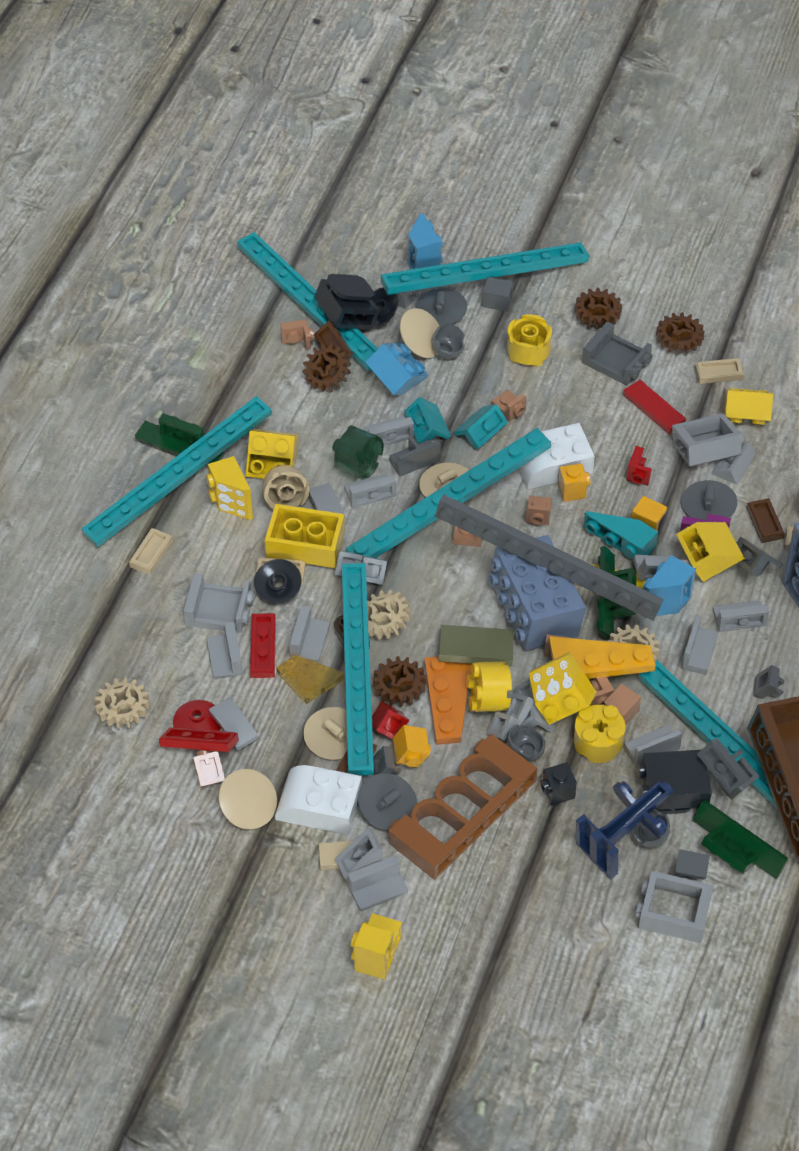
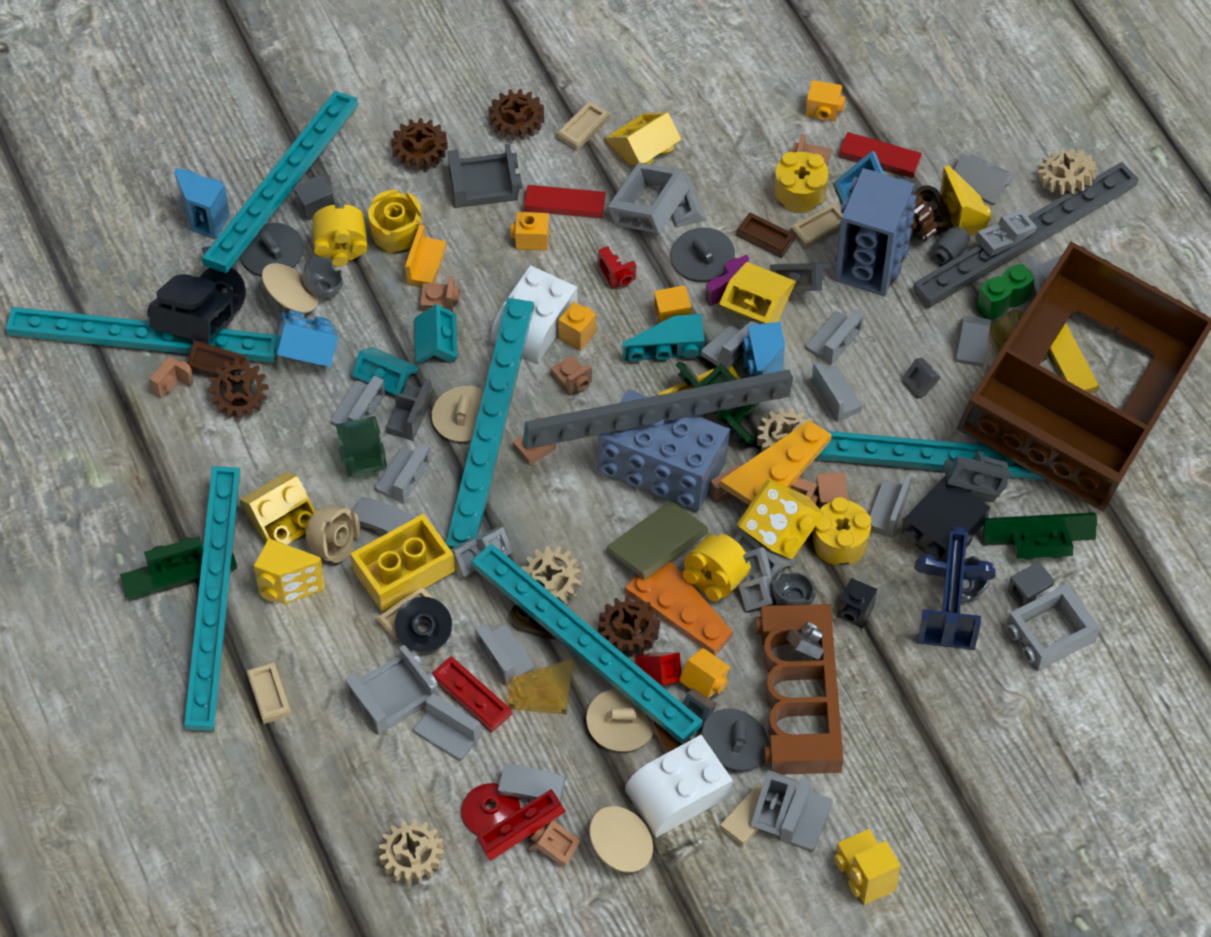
camera: 45 degrees left, 5 degrees up
(484, 322) = (339, 233): none -> yellow brick
(493, 776) = (806, 640): none -> flat silver tile
(524, 374) = (424, 259): none -> light orange panel
(610, 407) = (531, 231): none -> light orange brick

